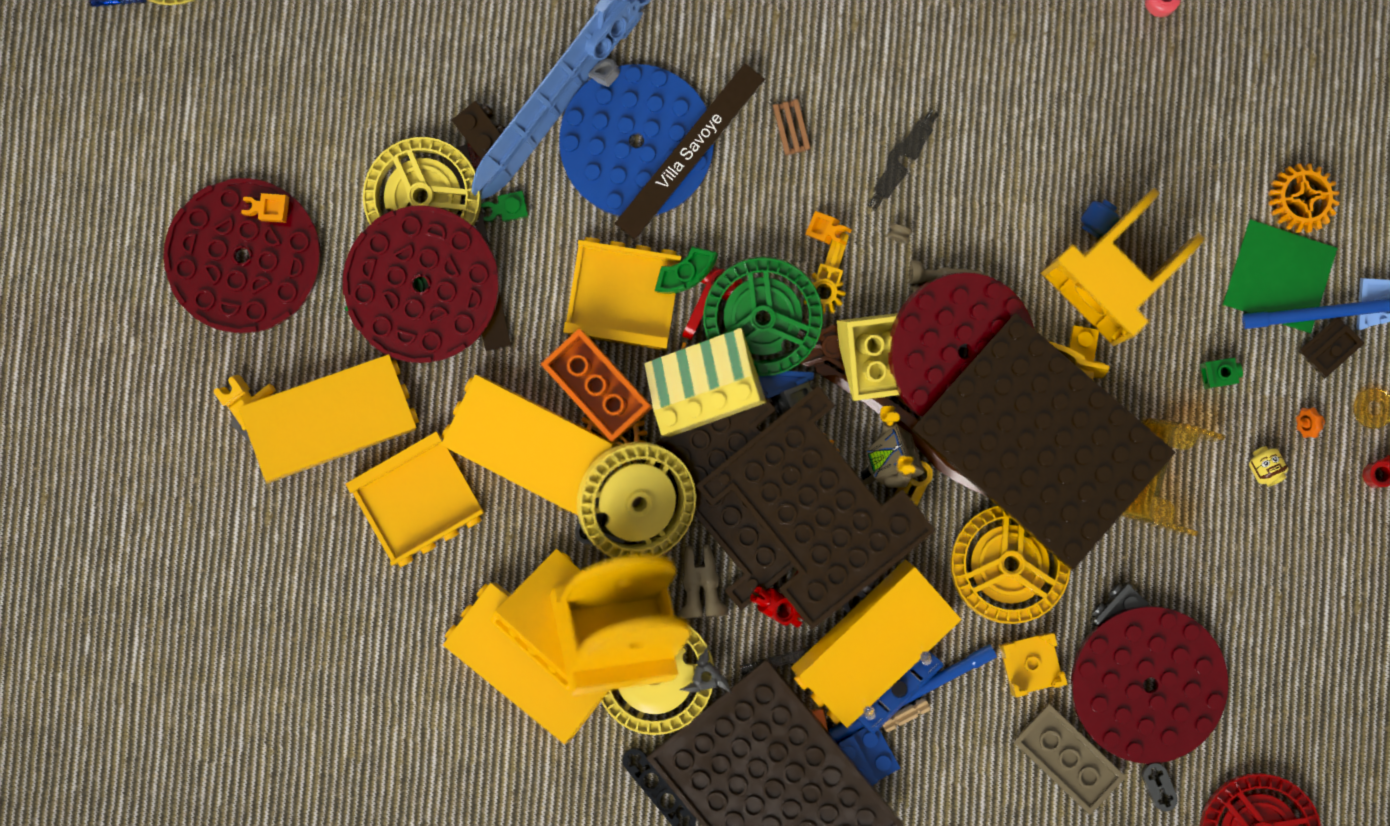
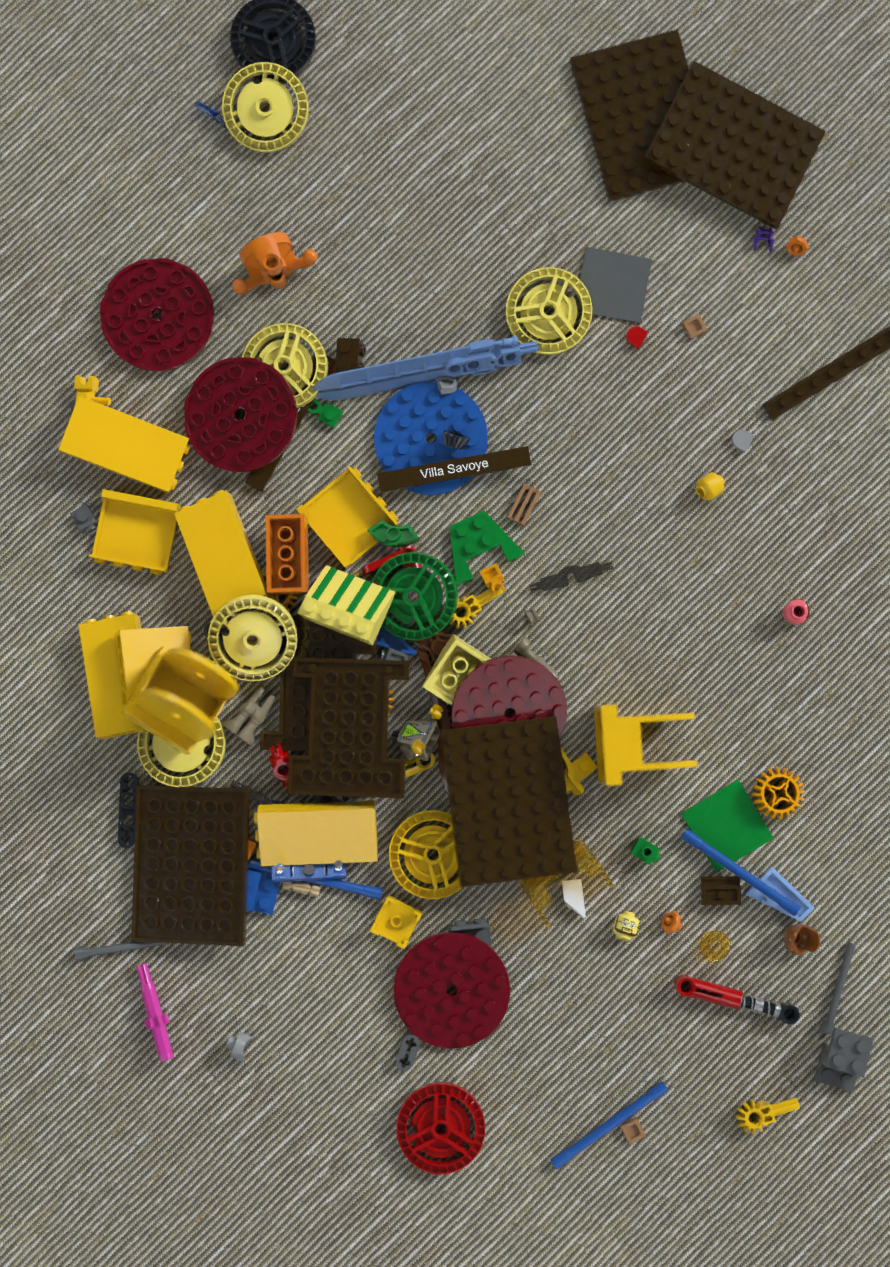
camera: 40 degrees right, 0 degrees up
(270, 207) = (193, 300): light orange plate -> none
(311, 95) = (270, 257): none -> orange piece
(352, 531) = (84, 519): none -> dark grey bracket
(665, 120) = (455, 439): none -> black piece
(716, 679) = (199, 769): dark grey piece -> none
(770, 204) = (474, 537): none -> green wing
(1069, 759) = (370, 992): dark tan plate -> none
(1099, 218) = (652, 704): blue head -> none
(1189, 481) = (574, 896): none -> white slope

